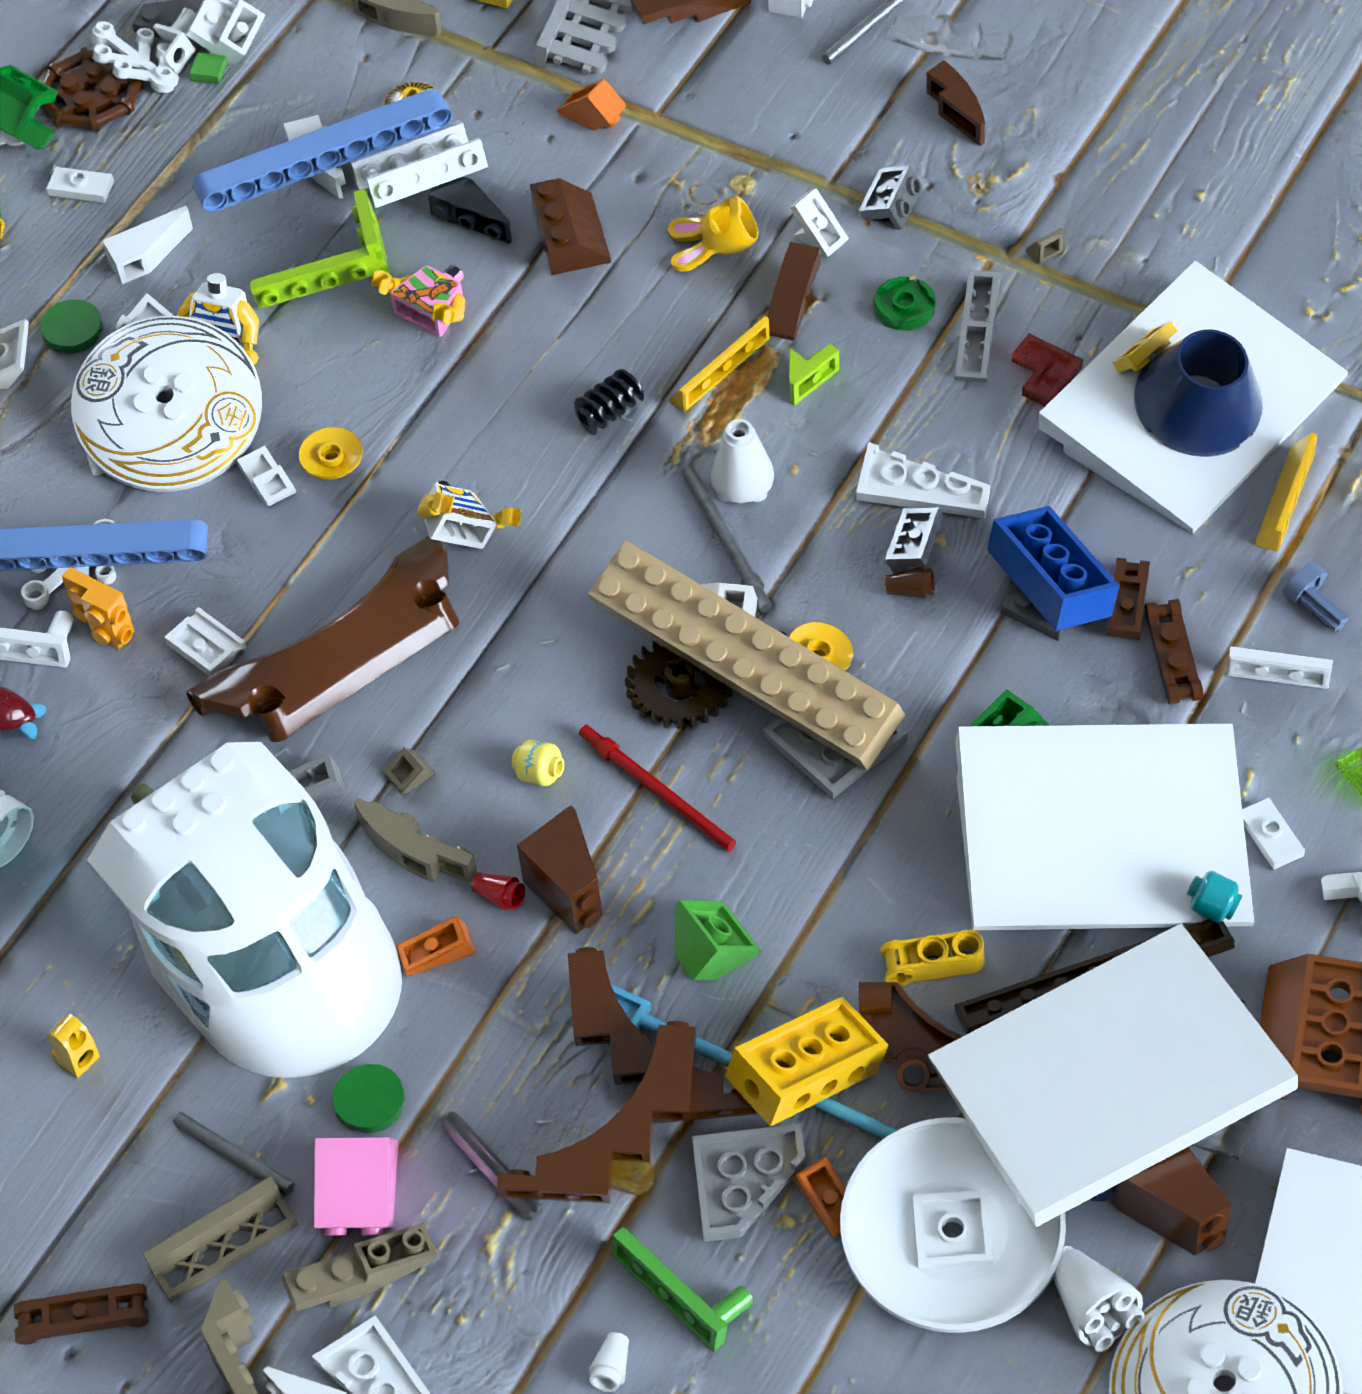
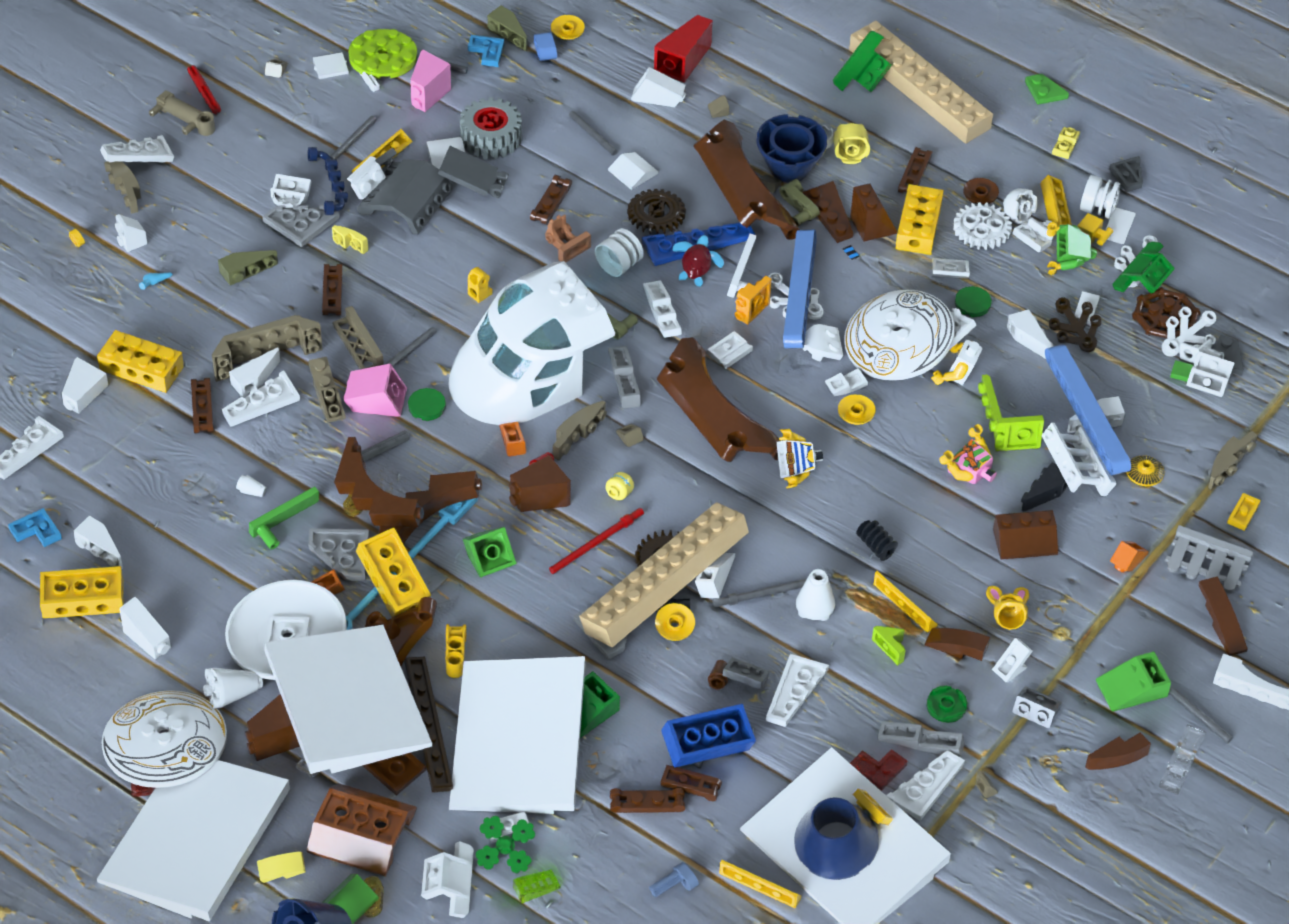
camera: 90 degrees right, 5 degrees down
(103, 757) = (662, 309): none -> white slope
(123, 190) = (1076, 326): none -> dark brown plant
(184, 504) = (823, 342): none -> white slope
(831, 87) = (1134, 682): none -> bright green slope
(1068, 313) = (927, 785): none -> white wing
(1214, 896) = (459, 778): teal head -> none
(1279, 667) = (622, 849): white tile -> none
(1311, 827) = (505, 844): none -> green plant

